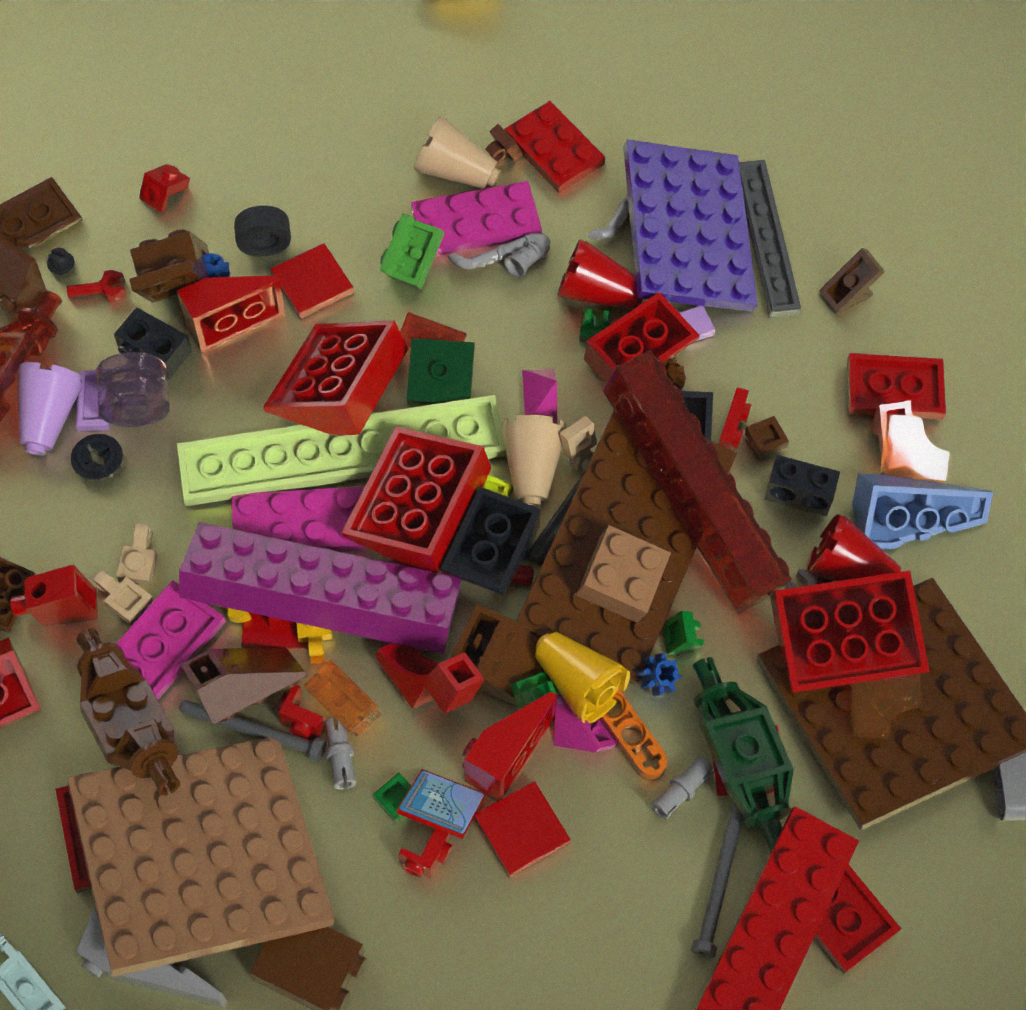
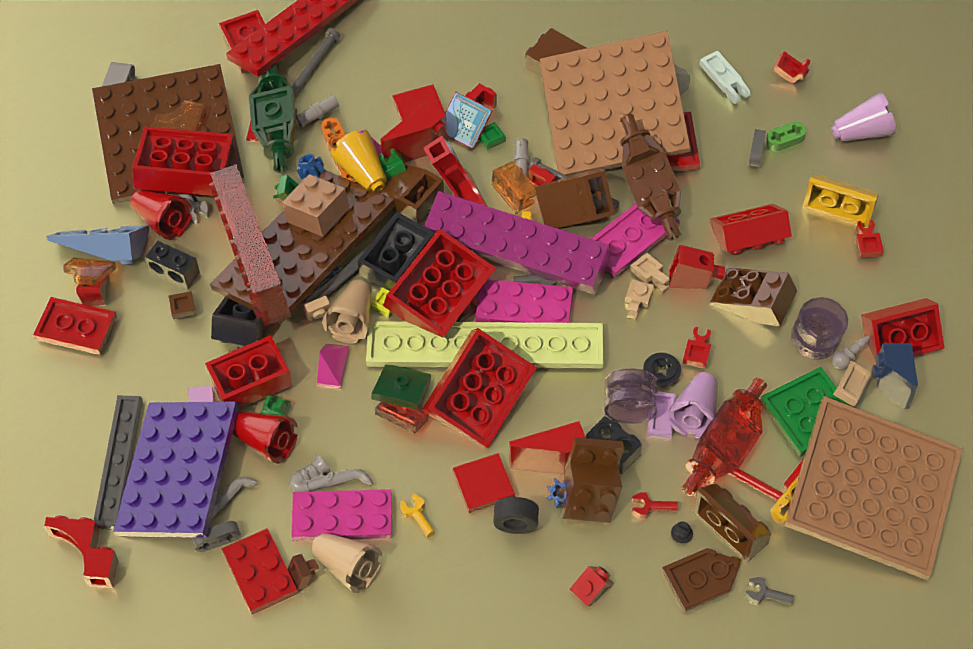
camera: 165 degrees left, 5 degrees down
(48, 487) = (697, 350): none -> red plate
(379, 227) = (417, 514): none -> yellow bar
(411, 251) = (400, 481): bright green bracket -> none
(608, 169) = (217, 536): none -> dark grey beam
(738, 412) = (196, 323): red plate -> none
(769, 141) = (83, 533): none -> red arch
(852, 281) = (71, 403): reddish brown slope -> none

